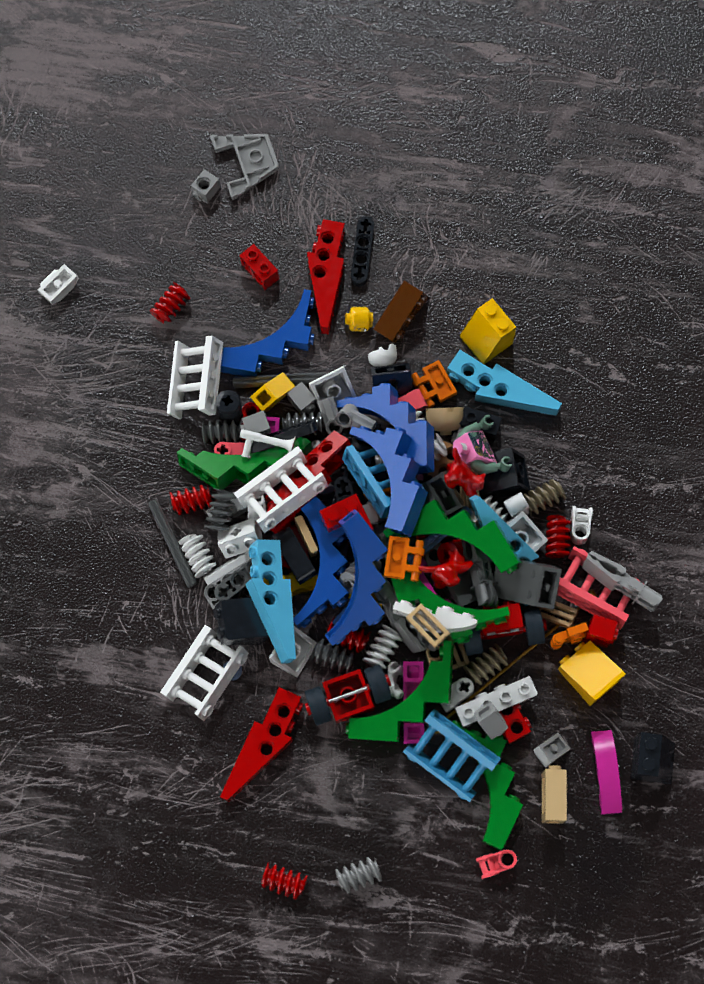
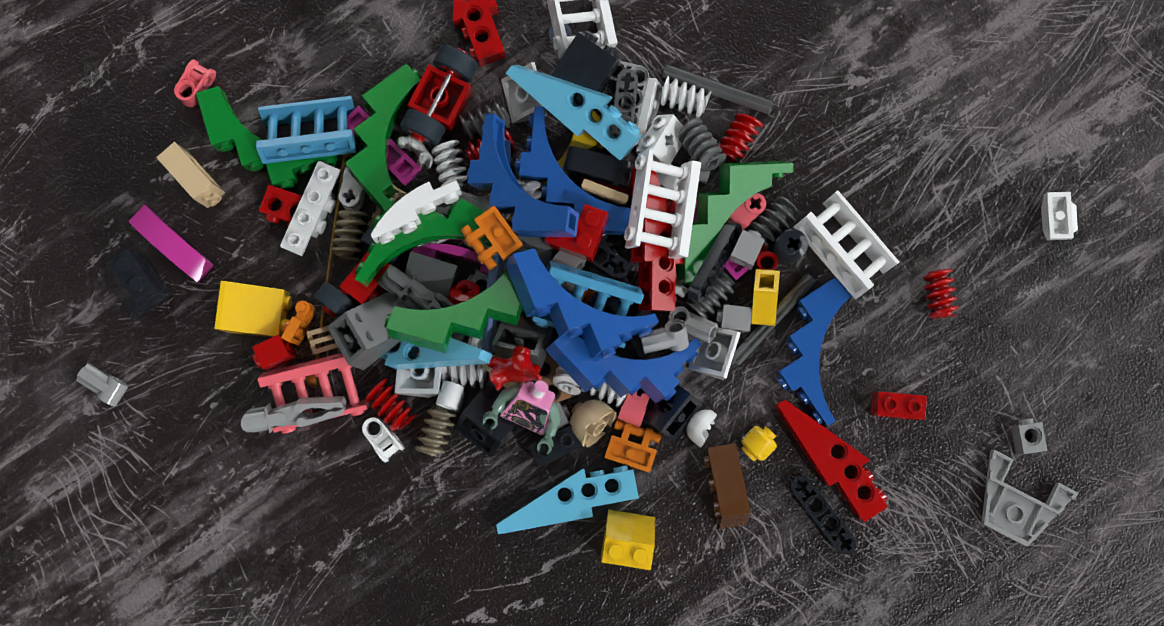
camera: 130 degrees right, 10 degrees up
(253, 436) = (739, 230): white piece -> none
(446, 633) = (410, 201): tan tile -> none
(447, 573) = (445, 267): red animal -> none
(491, 720) = (296, 183): light grey brick -> none
(551, 750) = (230, 214): light grey slope -> none

